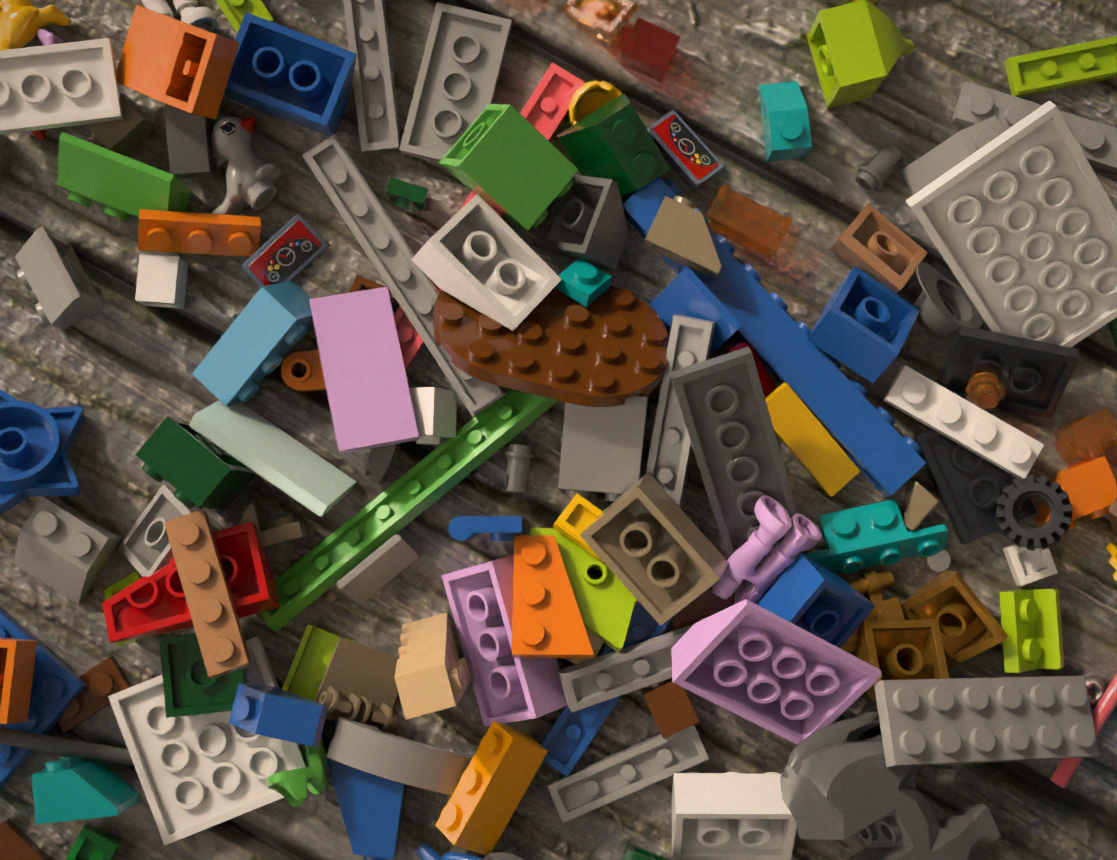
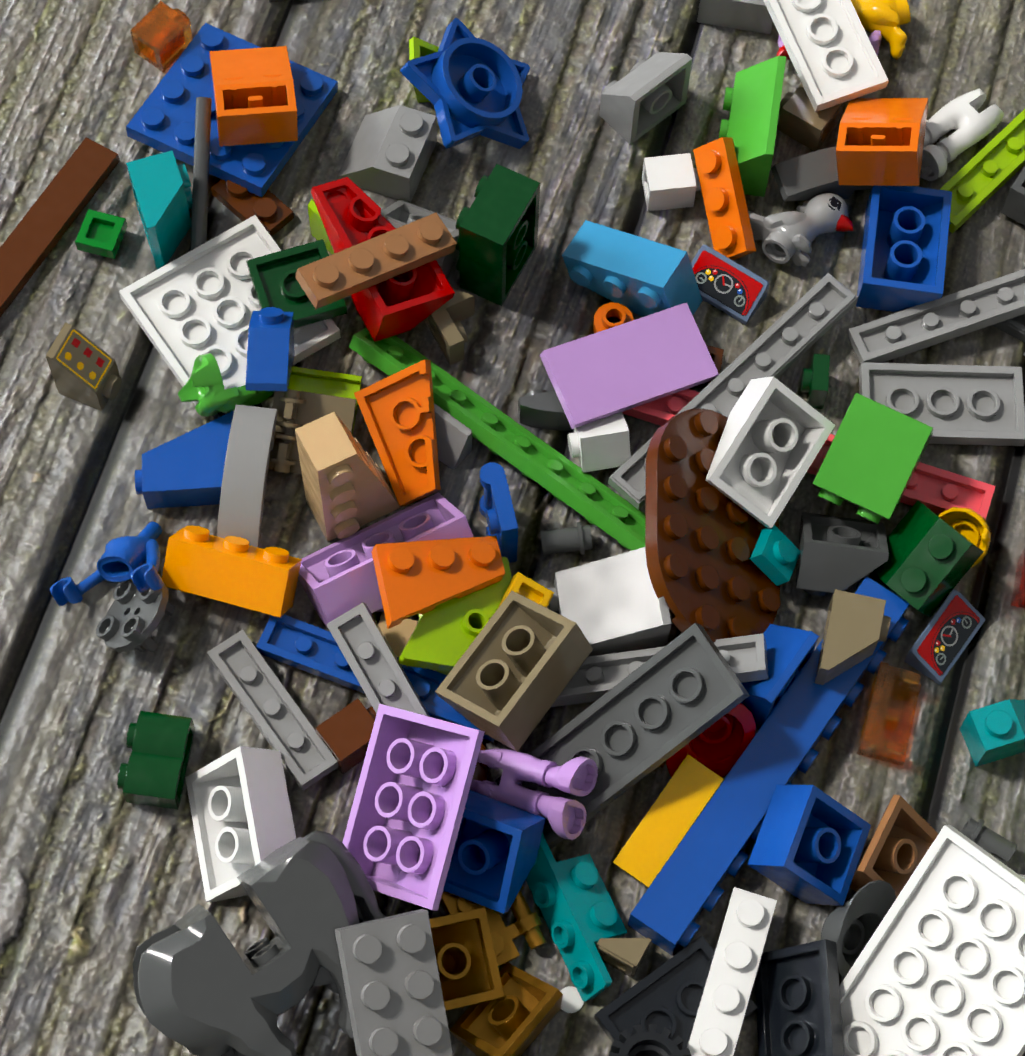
camera: 70 degrees right, 20 degrees down
(273, 455) = (523, 306): light aqua tile -> none
(380, 597) = (404, 430): none -> orange wing
(985, 383) = (779, 994): clear orange plate -> none

